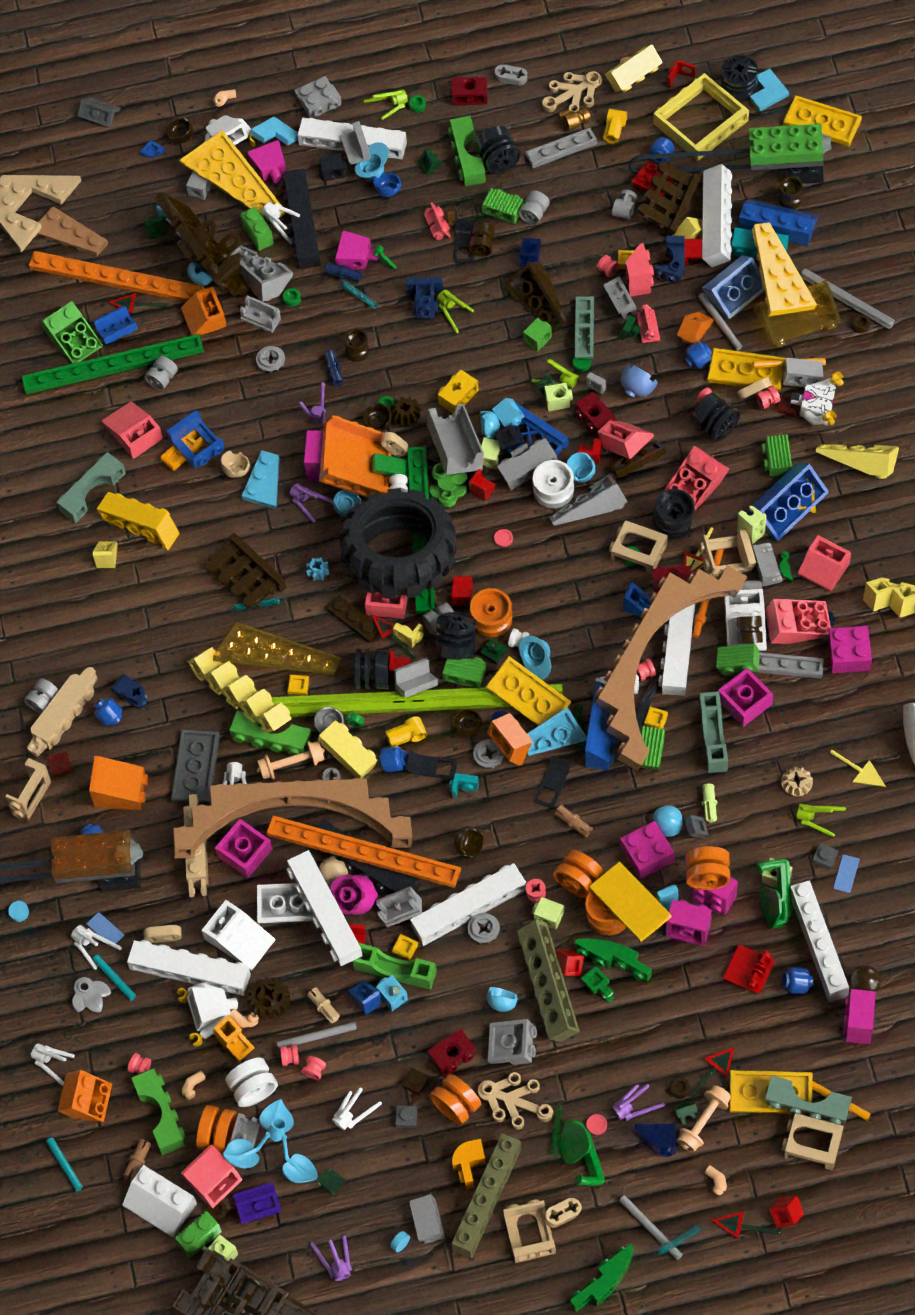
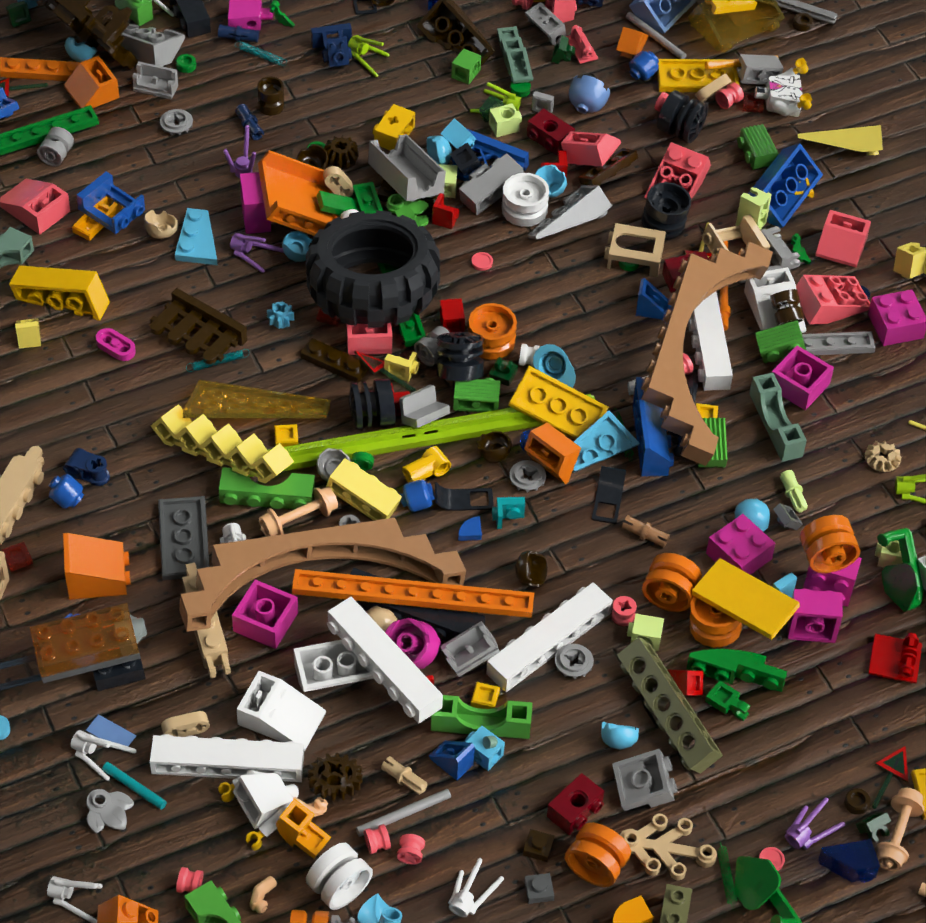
camera: 20 degrees left, 10 degrees down
(176, 578) = (118, 346): none -> dark pink plate
(429, 796) = (470, 530): none -> blue tile

